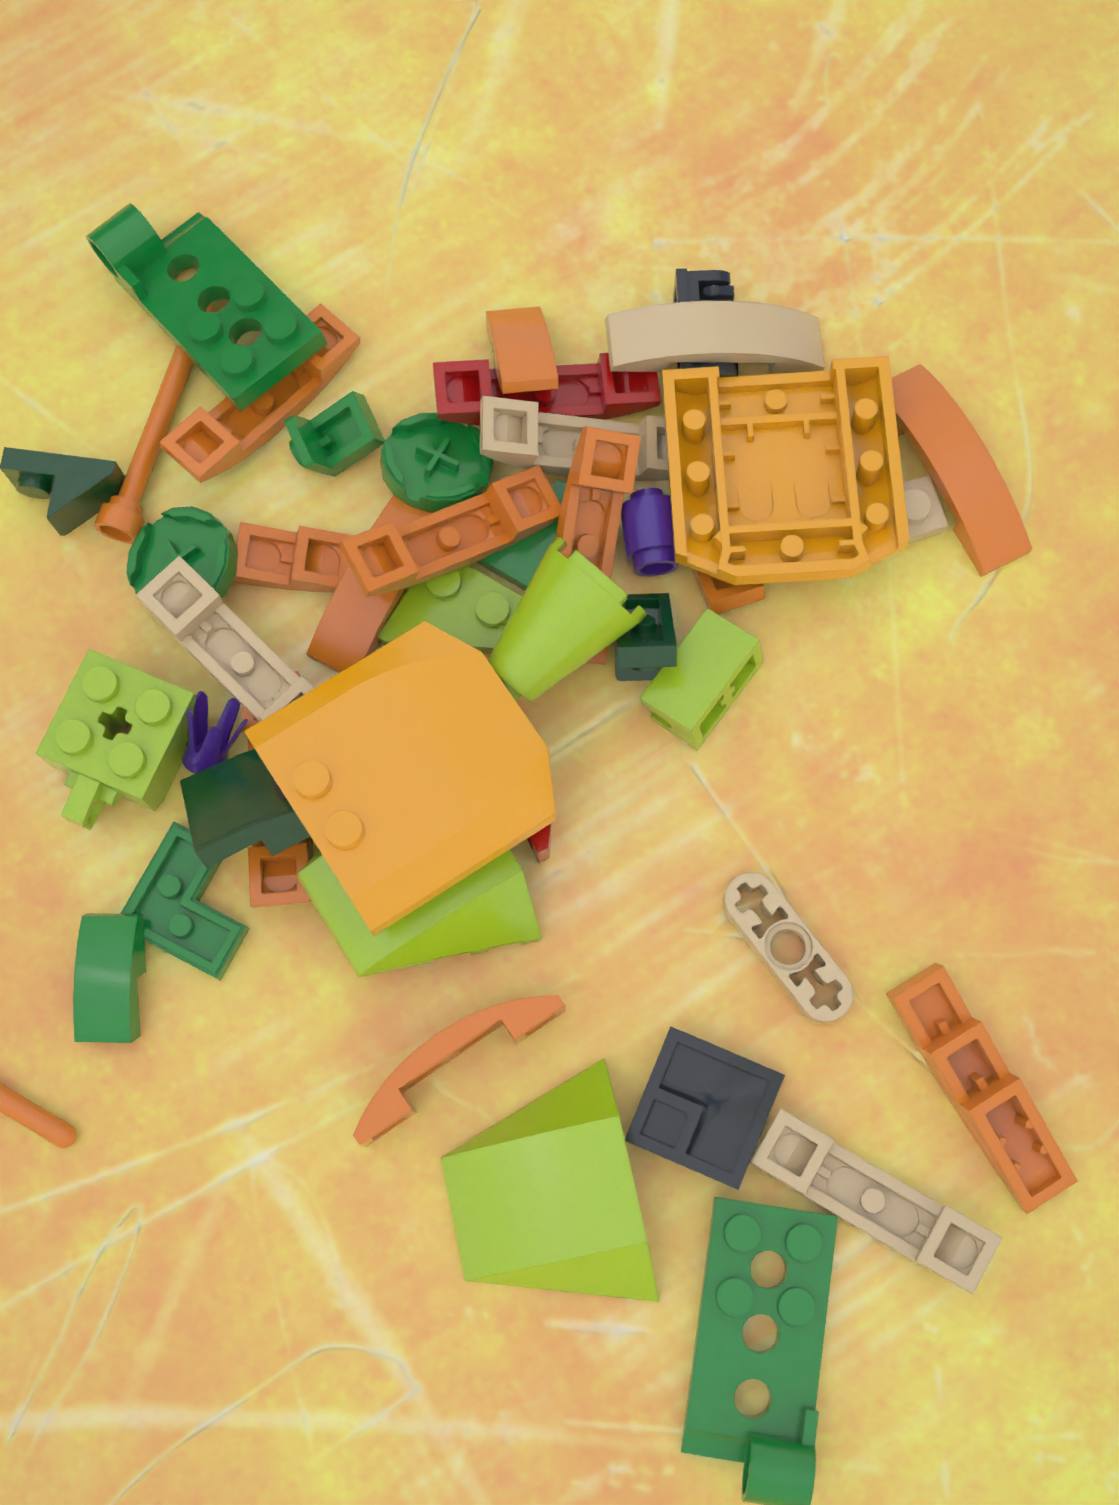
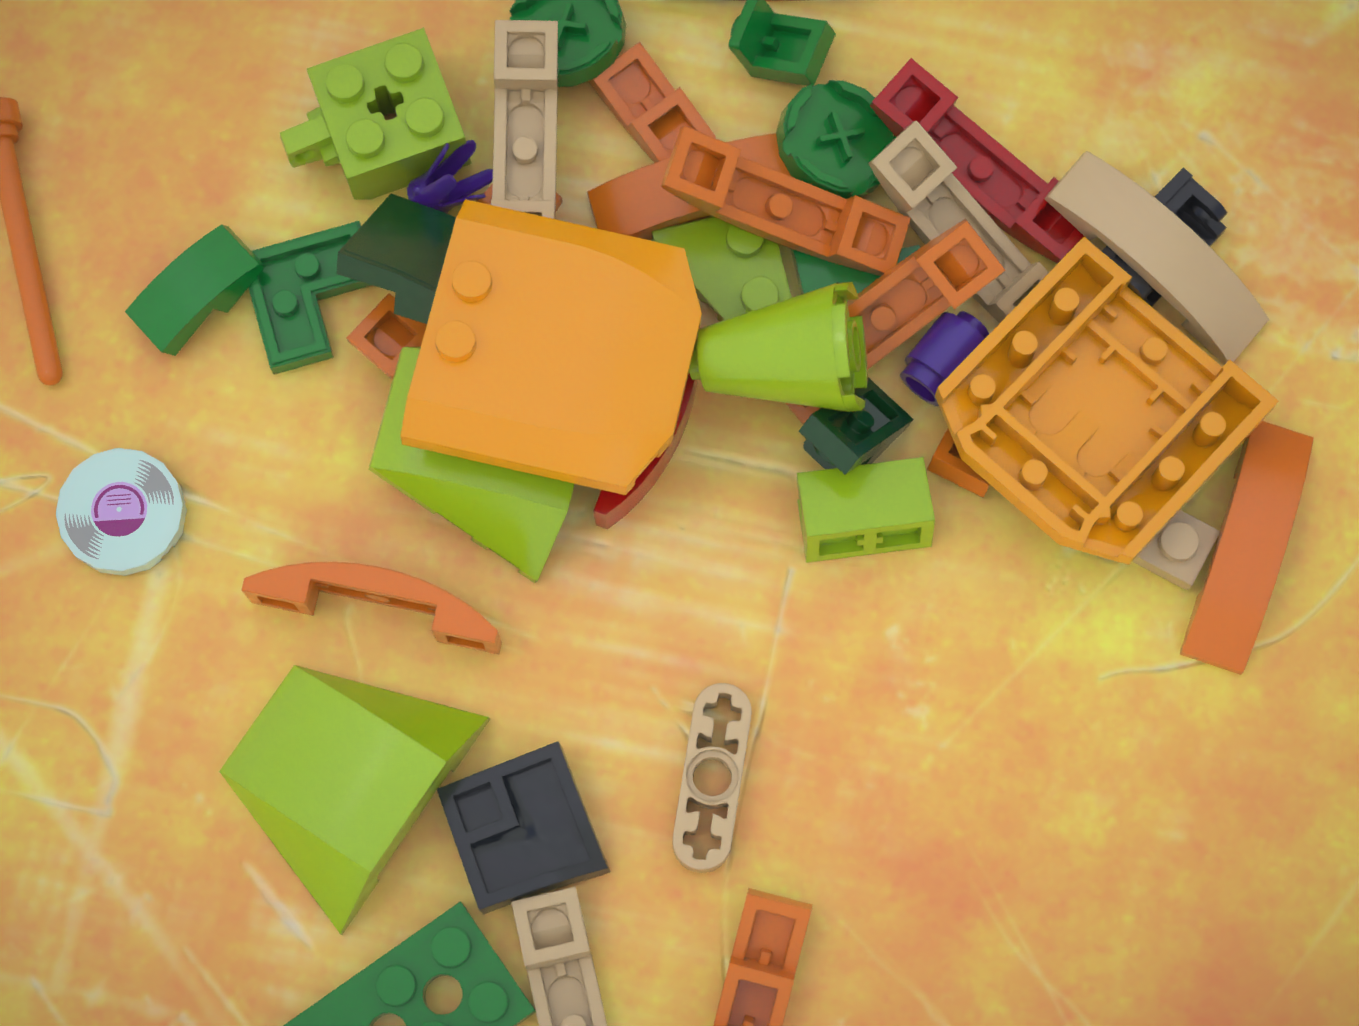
camera: 45 degrees right, 0 degrees up
(213, 1178) = (121, 511): none -> light aqua tile
(522, 350) = (994, 114): orange slope -> none

